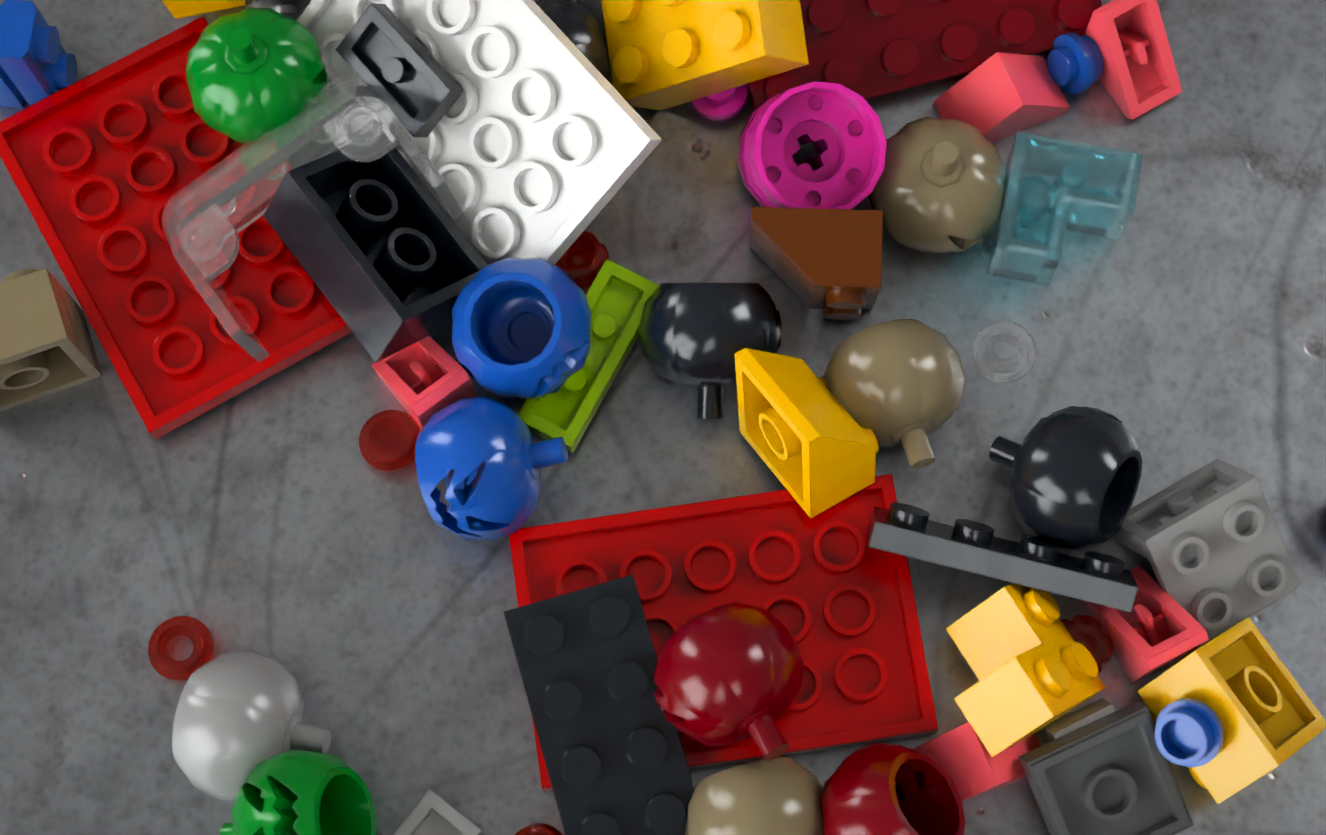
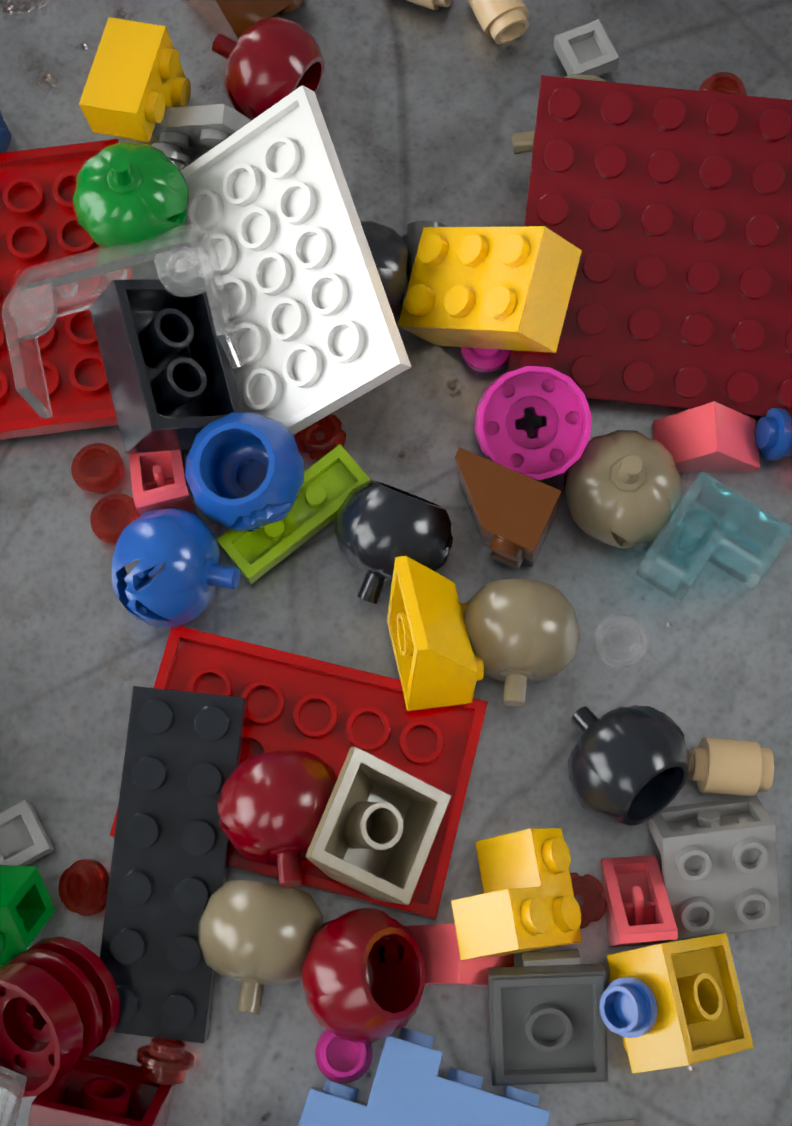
camera: 20 degrees right, 0 degrees up
(344, 394) = (97, 468): none -> clear red plate
(399, 70) = (237, 235): black plate -> none
(845, 654) = (377, 828): none -> dark tan slope
(1029, 562) = (559, 816): plate -> none
(1181, 437) = (731, 766): none -> tan brick

